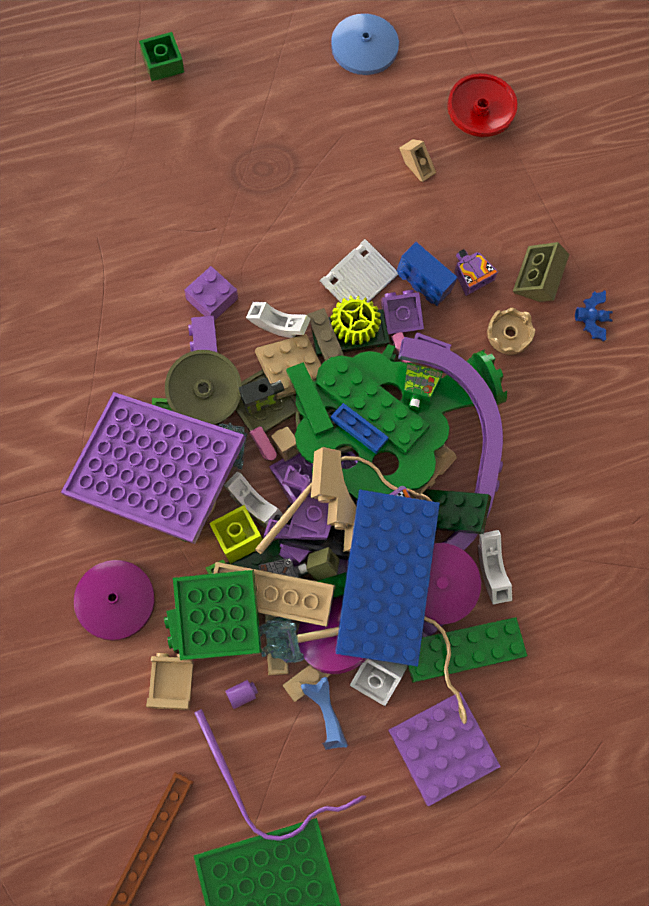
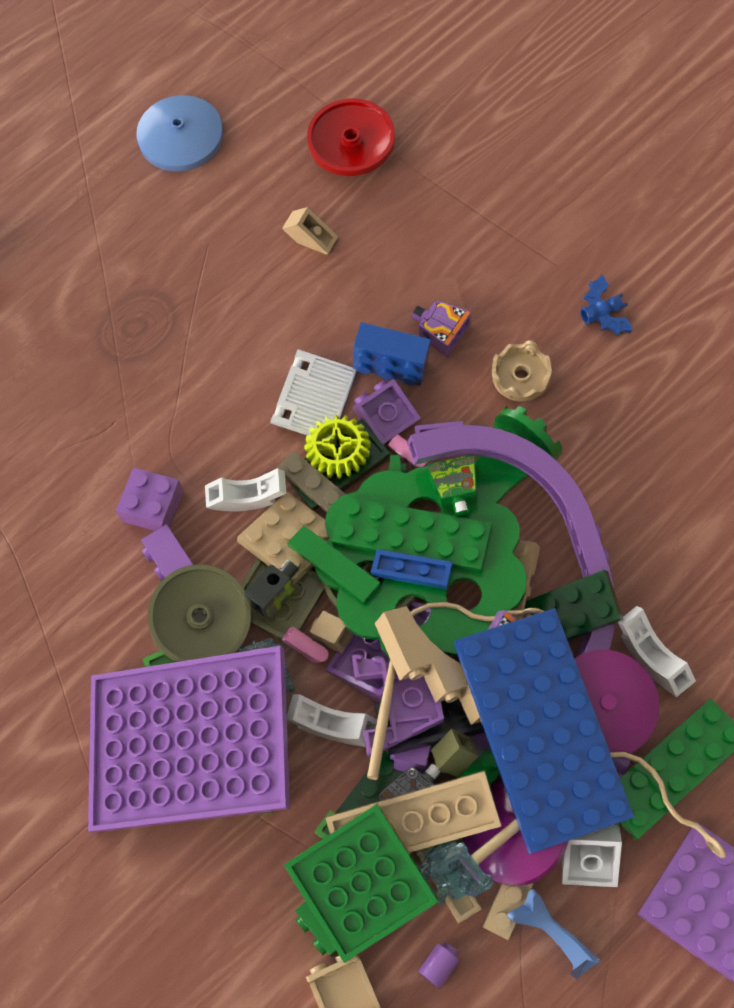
camera: 15 degrees left, 5 degrees down
(127, 612) = (240, 950): magenta dish -> none
(236, 534) = (331, 770): neon yellow brick -> none
(541, 272) = (519, 288): olive slope -> none

